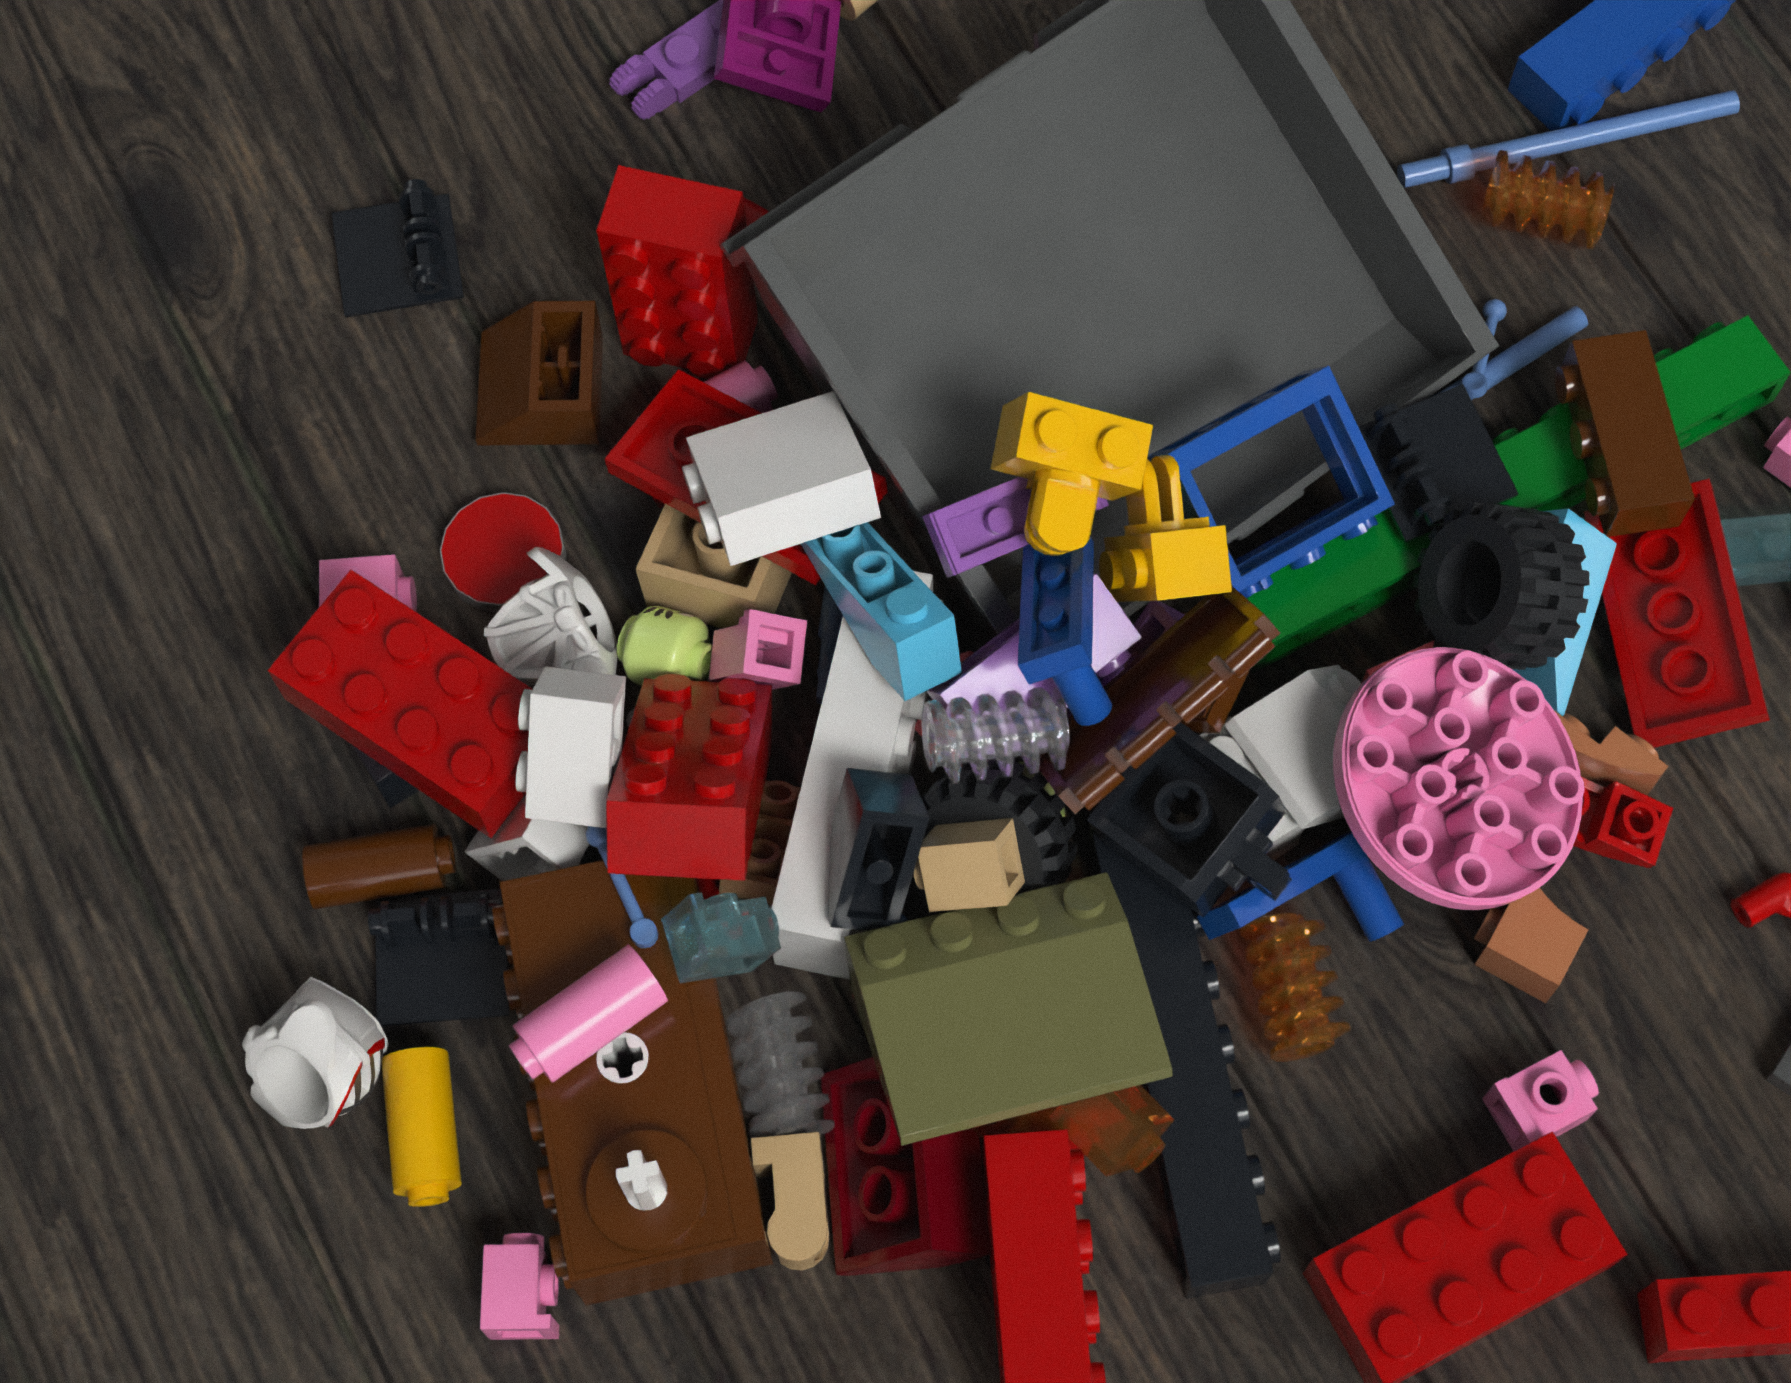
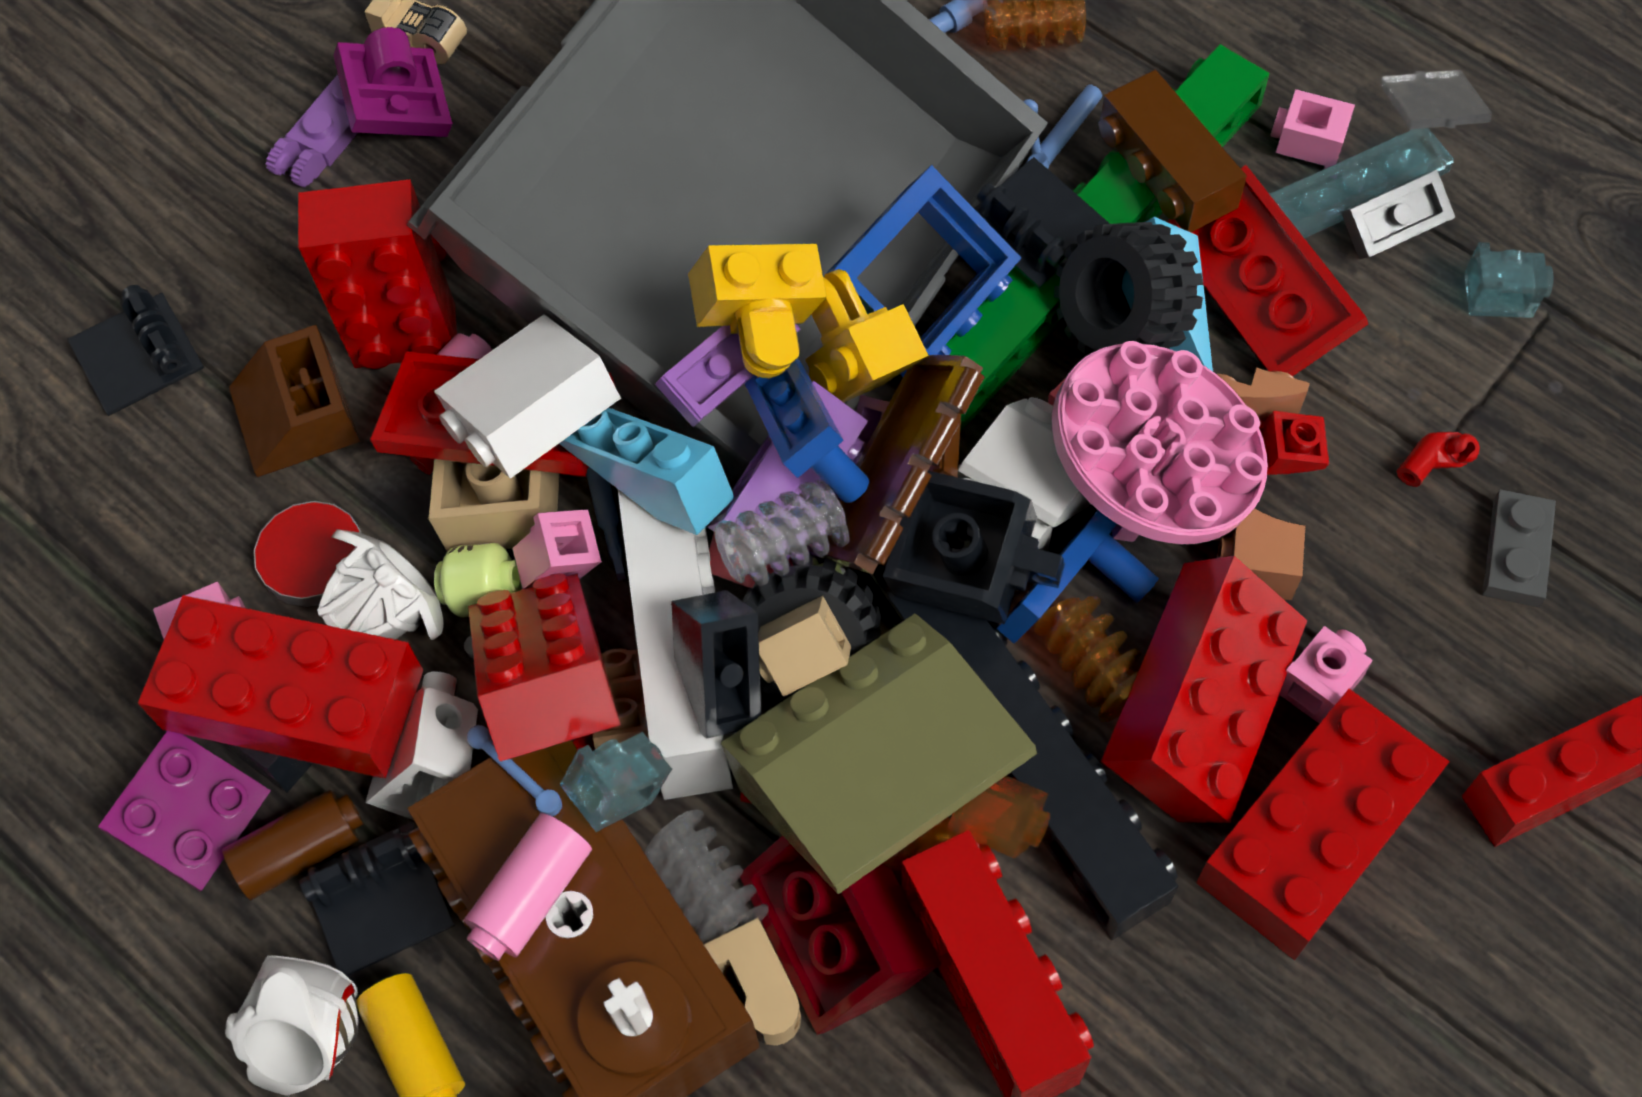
camera: 20 degrees left, 5 degrees down
(280, 788) = (184, 809): none -> magenta plate
(571, 742) = (429, 666): white brick -> none
(1395, 1072) = (1205, 691): none -> red brick

